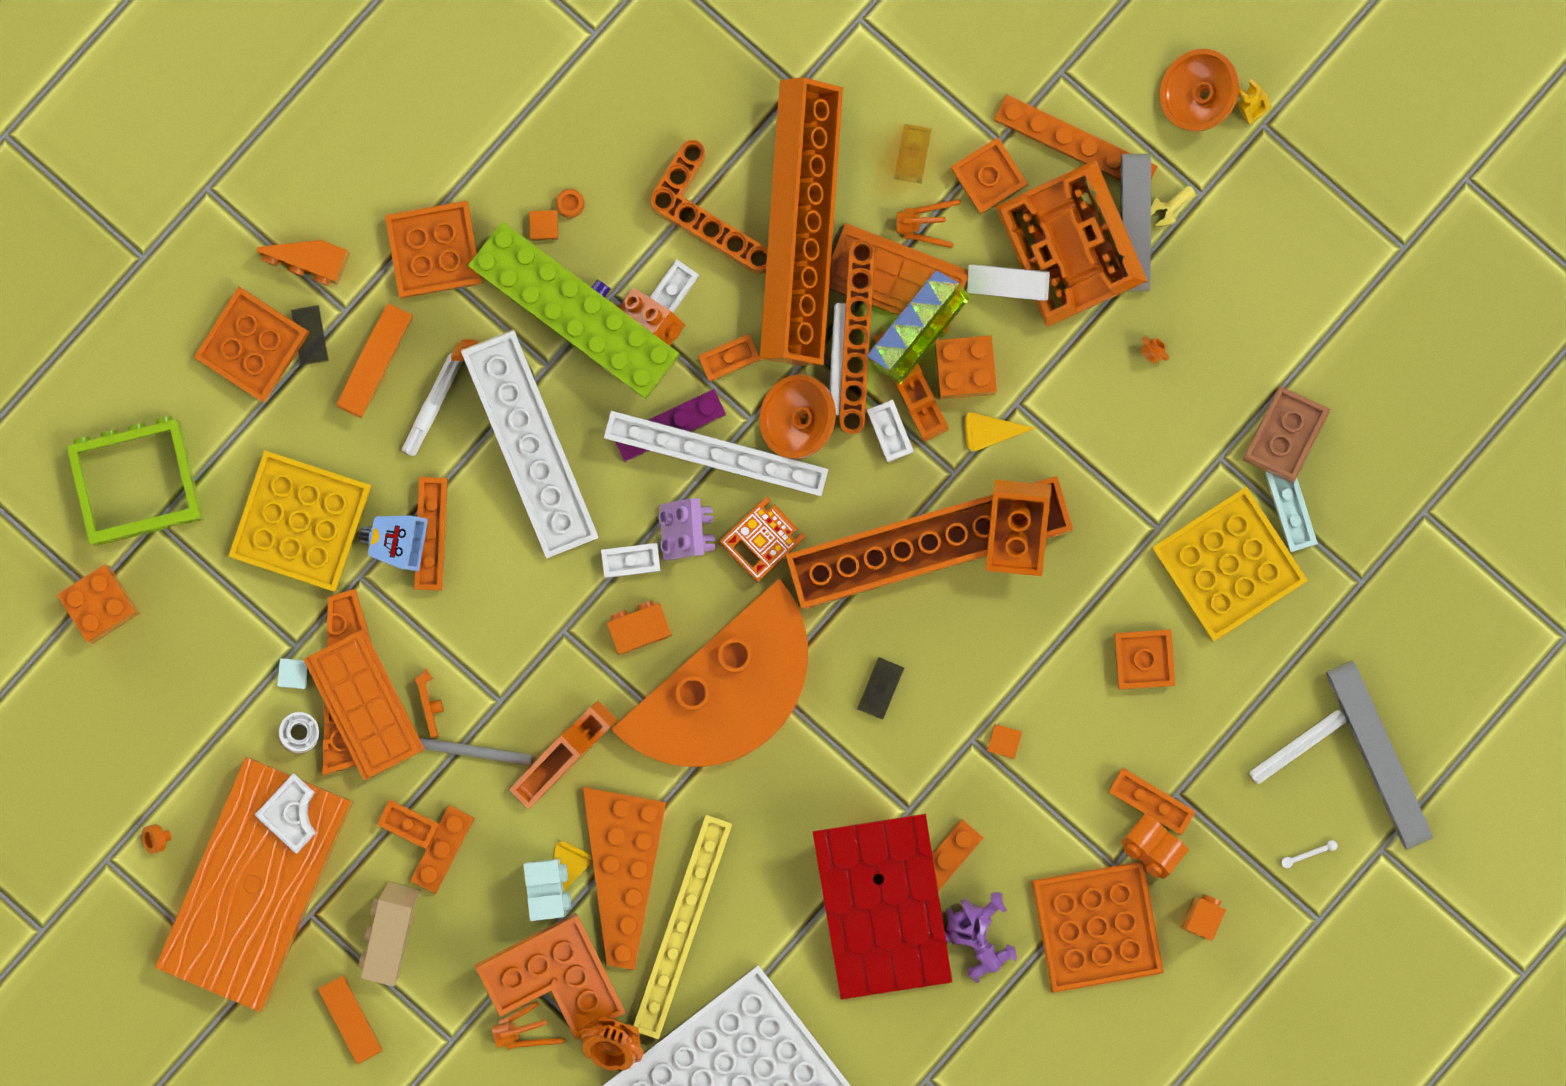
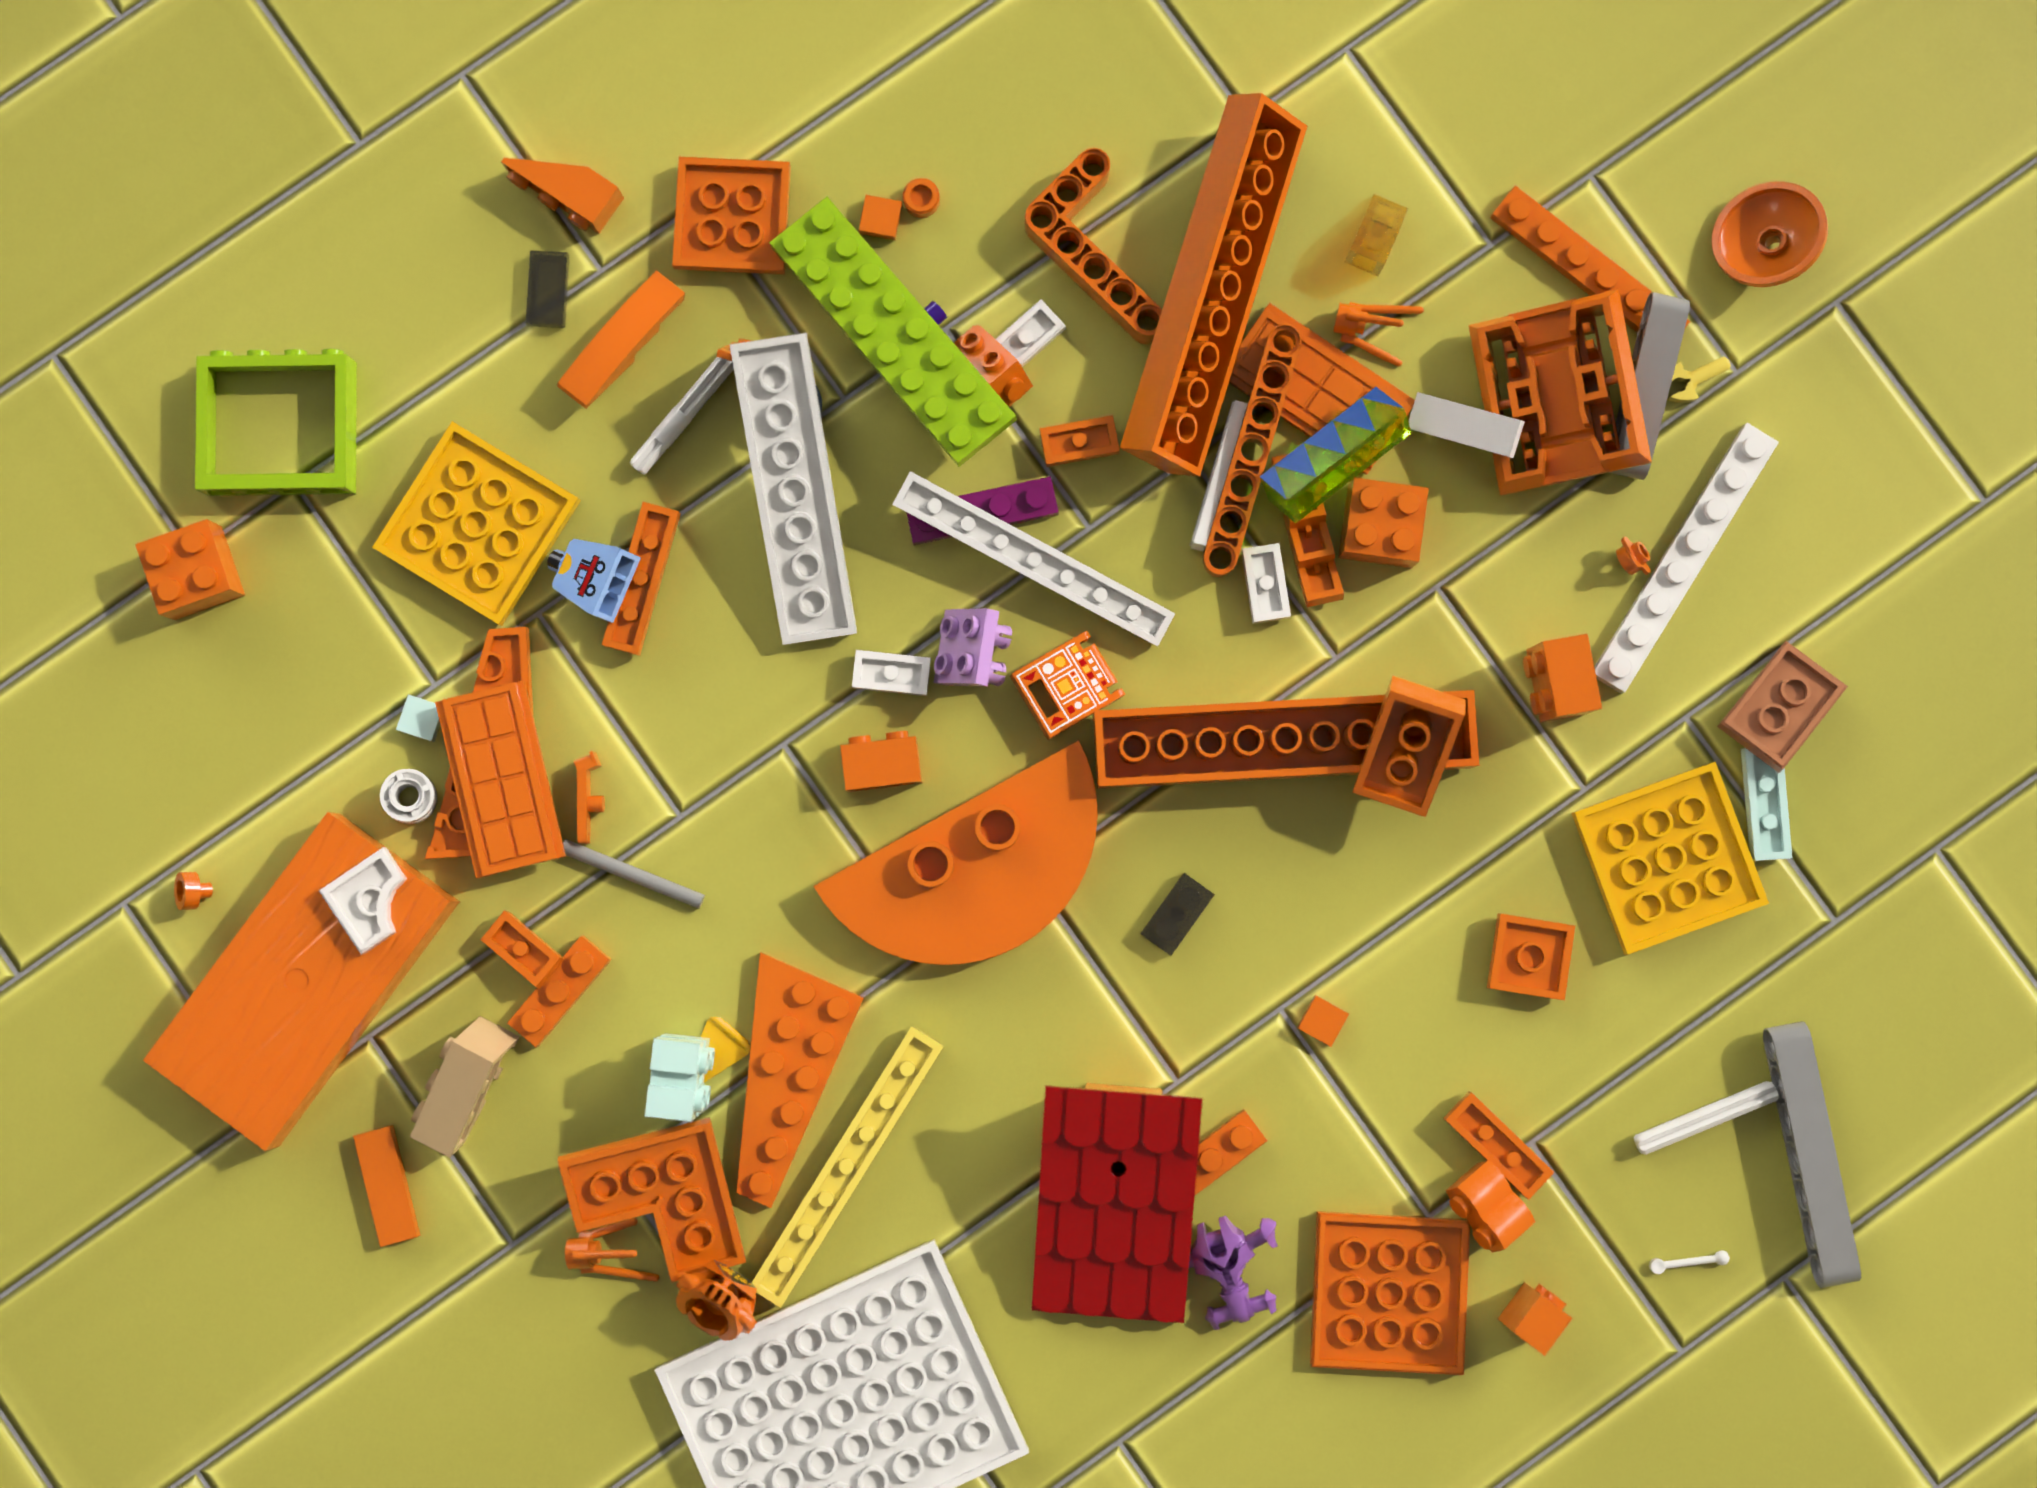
camera: 15 degrees right, 0 degrees up
(251, 344) = (468, 282): orange plate -> none
(563, 754) = (744, 904): orange slope -> none
(785, 413) = (1136, 527): orange dish -> none
(986, 431) = (1390, 612): yellow sticker -> none
(989, 176) = (1469, 284): orange plate -> none
(1120, 452) = (1562, 678): none -> orange brick
(1192, 341) = (1684, 558): none -> white plate
(1253, 102) = (1836, 266): yellow plate -> none

